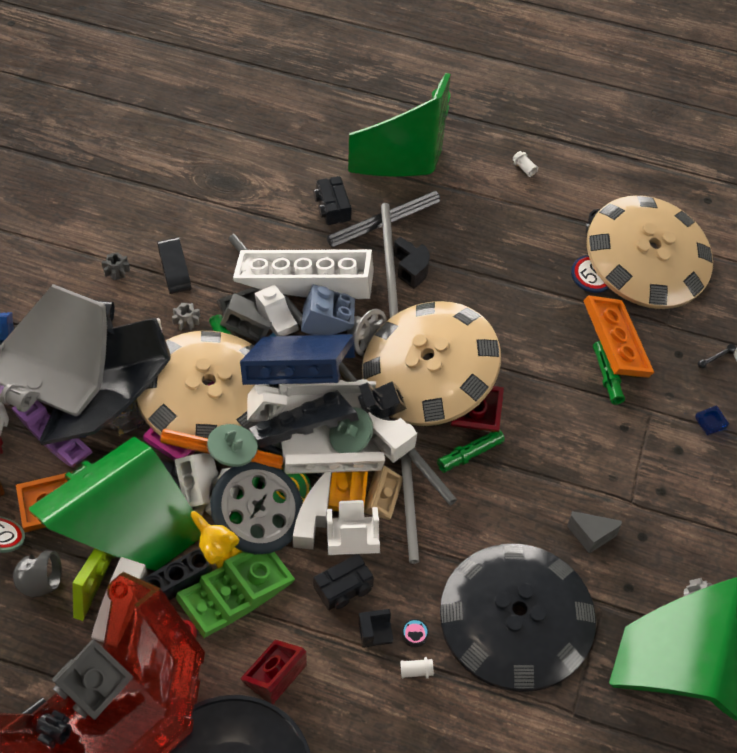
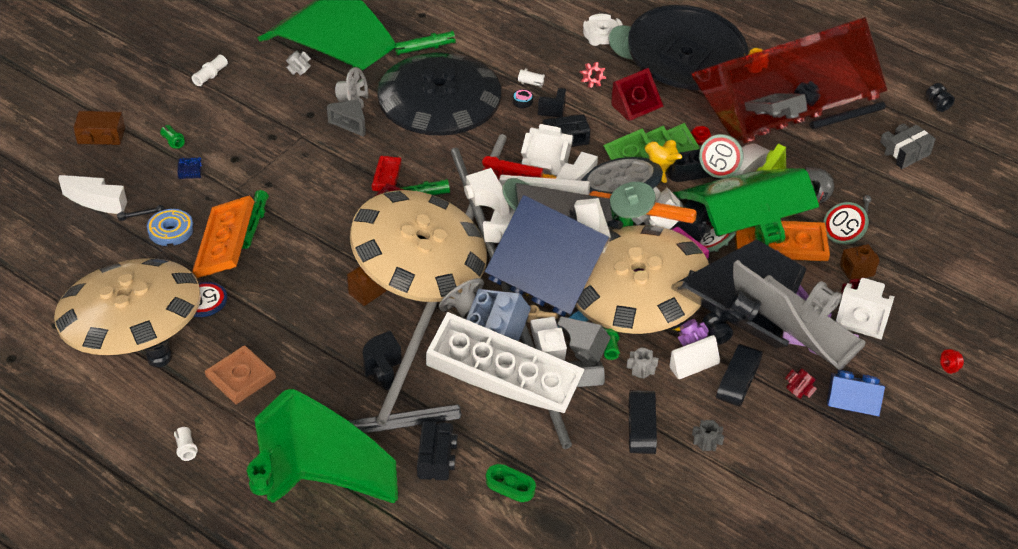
camera: 160 degrees left, 10 degrees down
(148, 562) = (721, 156): none -> piece
(266, 194) = (511, 483): none -> green plate
(340, 690) = (597, 77): none -> coral gear
(376, 479) = (503, 167): none -> red hinge
(381, 401) = (477, 212): black brick -> none
(512, 465) = (386, 172): none -> red plate
(521, 229) = (240, 374): none -> nougat tile
(566, 698) = (434, 41): none -> green pin
(614, 565) = (350, 89): none -> light grey wheel
(683, 337) = (171, 217): none -> medium blue tile

